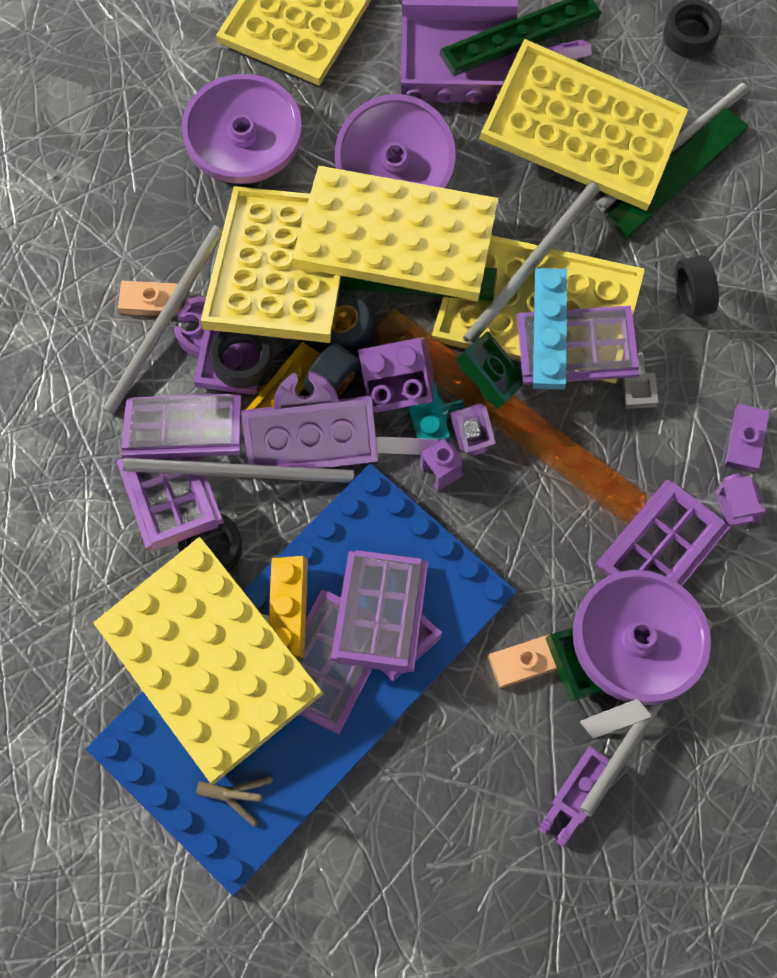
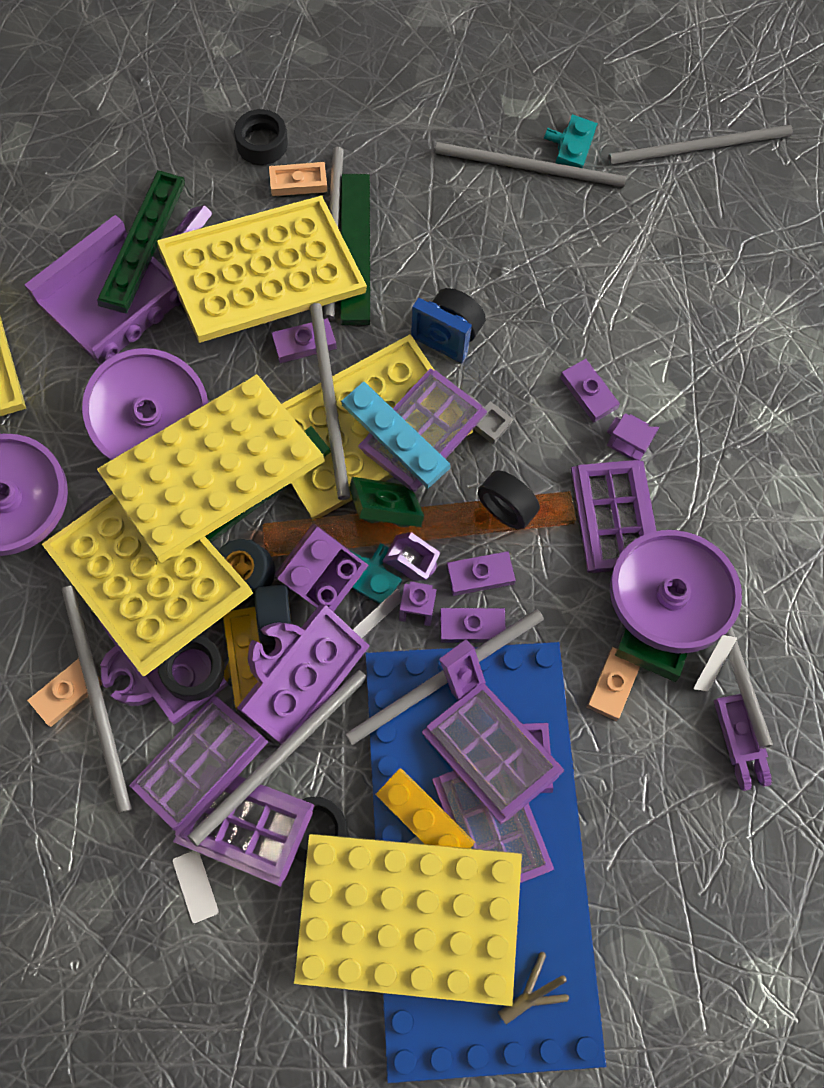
camera: 50 degrees left, 0 degrees up
(101, 504) = (195, 886): none -> white sticker
(407, 530) = (440, 680): none -> light grey piece
(417, 533) = (462, 669): none -> medium lavender plate
(467, 519) = (471, 624): none -> medium lavender plate
(513, 489) = (480, 573): none -> medium lavender plate
(555, 201) = (299, 341): none -> medium lavender plate
(582, 450) = (508, 499): none -> black tyre
(671, 286) = (440, 330): none -> blue plate
(687, 83) = (298, 179): none -> light nougat plate

